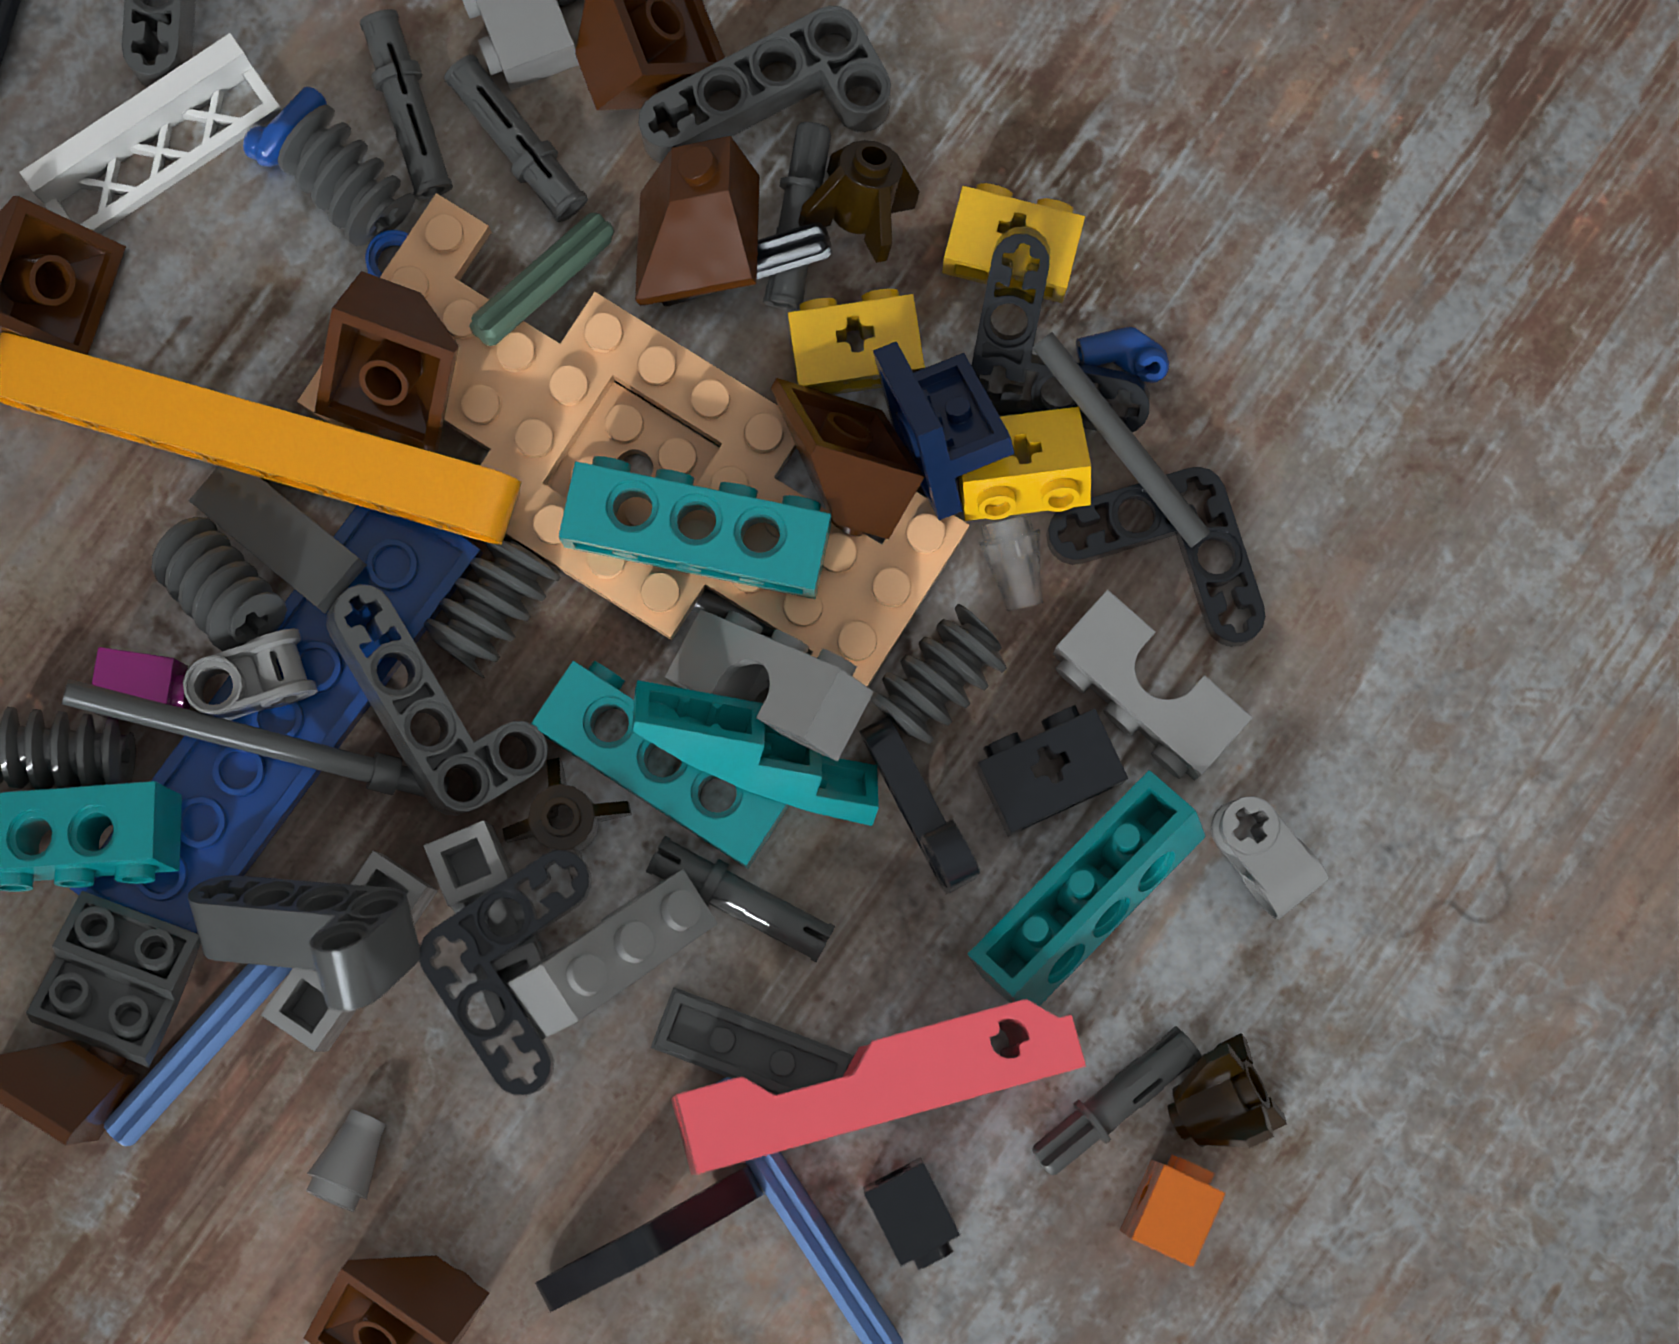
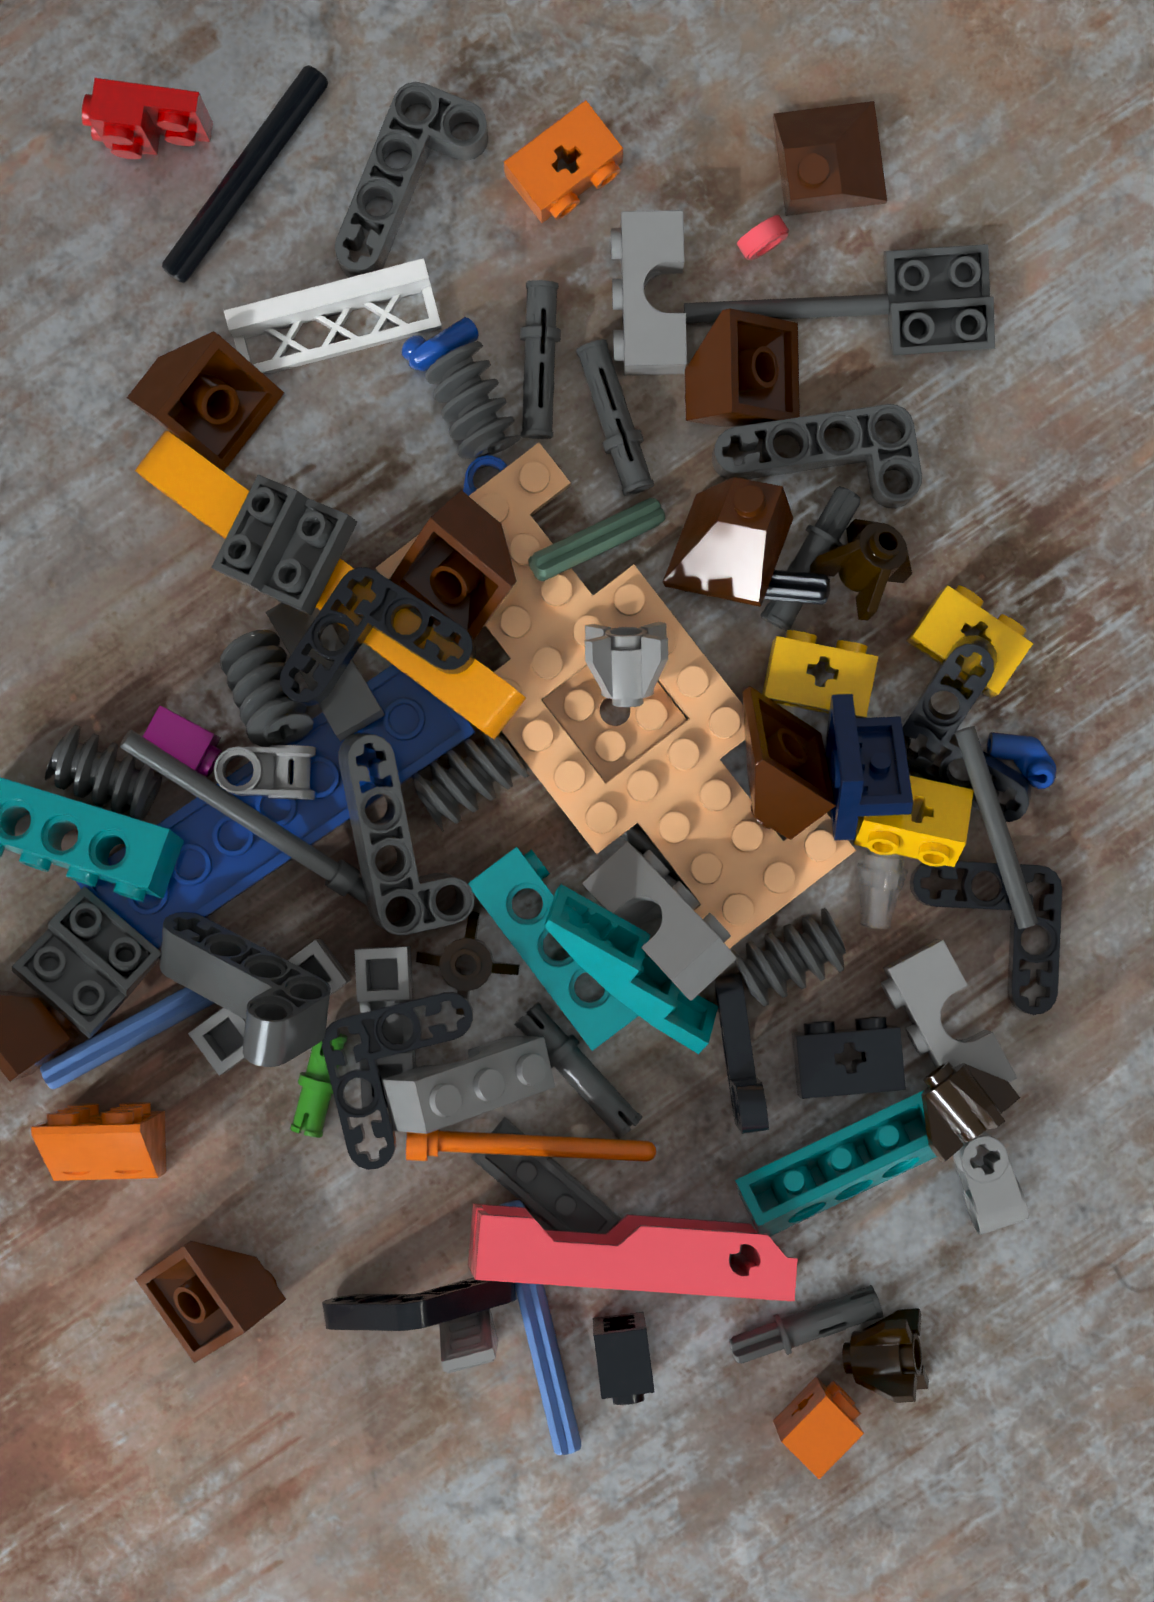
camera: 15 degrees right, 5 degrees up
(178, 407) = (284, 544): none -> dark grey slope
(203, 1184) = (103, 1145): none -> orange slope
(309, 448) = (376, 615): none -> black beam
(348, 1162) = (212, 1162): light grey cone -> none
(439, 1034) = (315, 1092): none -> bright green pin
(592, 1043) = (422, 1145): none -> orange piece
(622, 398) = (626, 660): none -> light grey brick
(720, 1259) = (468, 1341): none -> light grey slope
(788, 568) = (570, 752): teal brick -> none
(1199, 769) = (962, 1105): none -> dark brown brick

